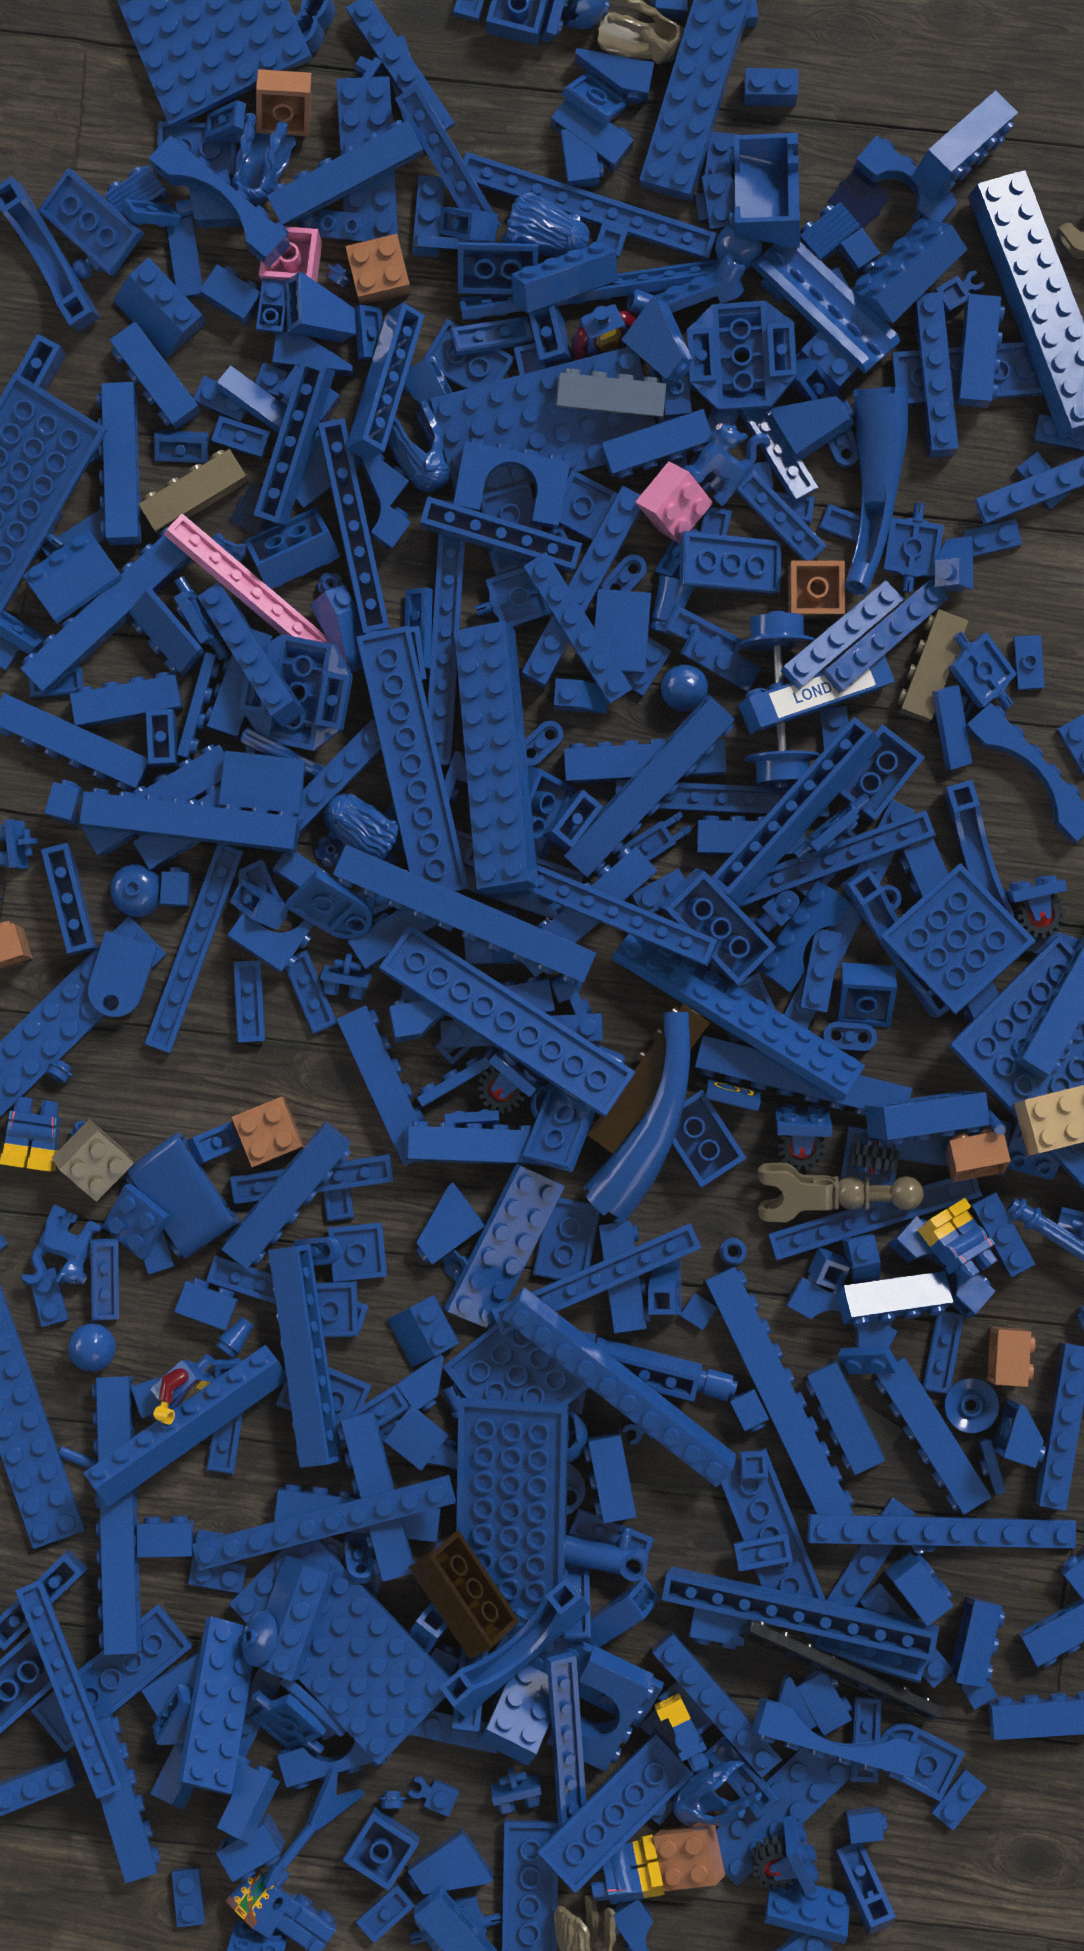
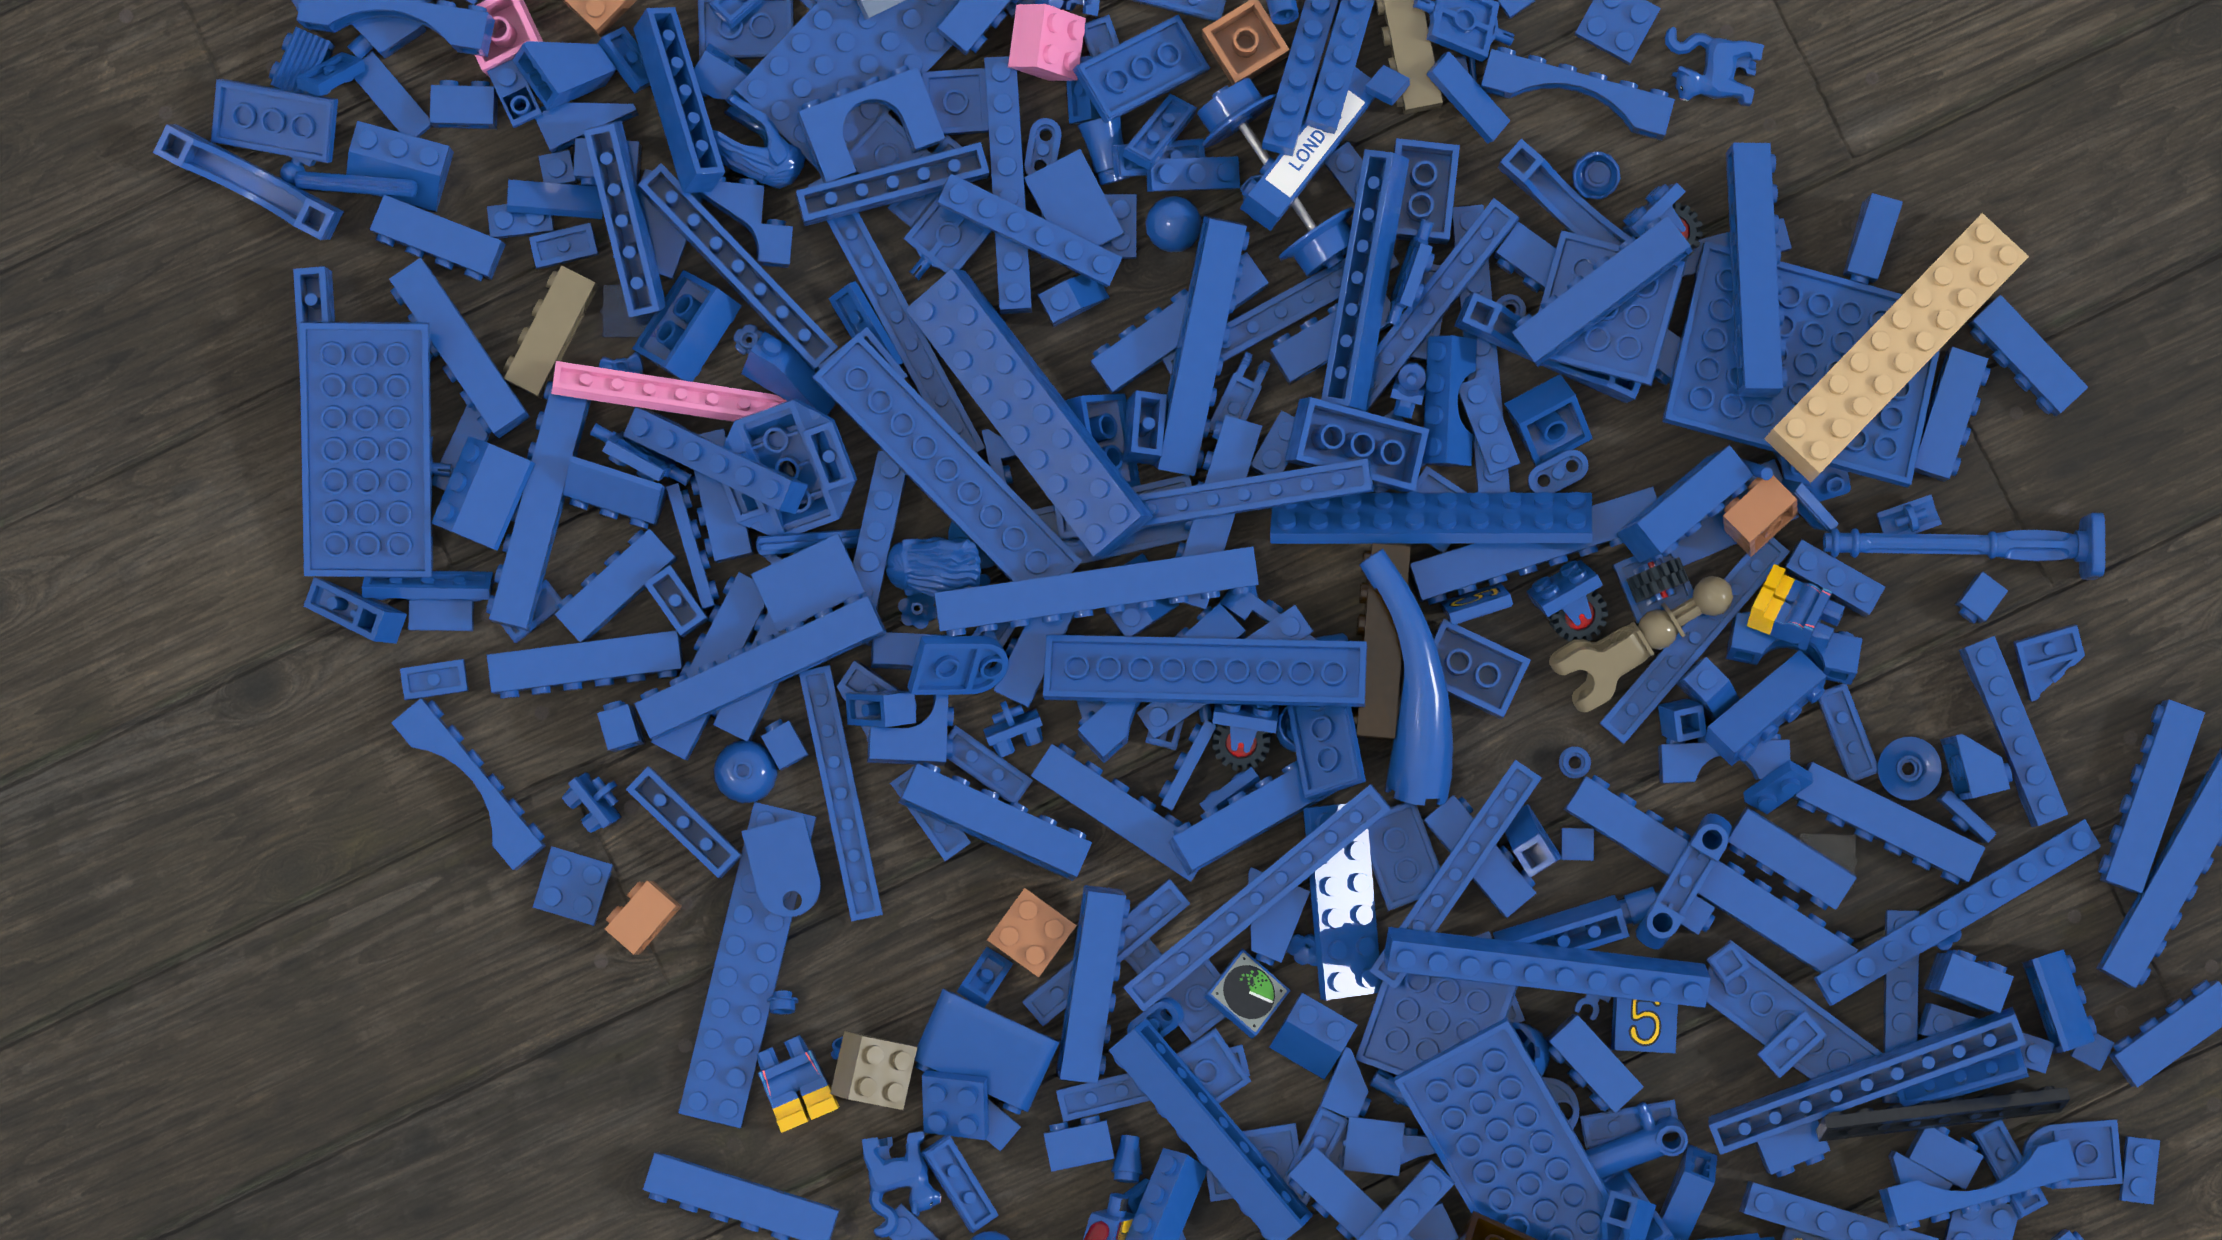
camera: 25 degrees left, 0 degrees up
(120, 302) = (356, 184): none -> blue axle
(181, 446) = (508, 292): blue slope -> none
(290, 1035) = (995, 821): none -> blue brick
(339, 274) = (560, 18): blue plate -> none
(394, 1271) = (1247, 993): none -> tile
(443, 1207) = (1257, 897): none -> blue plate
(541, 745) = (1064, 370): blue plate -> none
(664, 1472) = (1644, 1026): none -> blue tile
(715, 615) = (1159, 132): none -> blue tile
(758, 1387) = (1684, 881): none -> blue plate
(899, 682) = (1387, 85): none -> blue tile
(963, 923) = (1602, 290): none -> blue brick
(1009, 839) = (1596, 175): none -> blue hair
(1010, 1356) = (1917, 695): nougat brick -> none
(1016, 1173) = (1810, 507): none -> blue tile

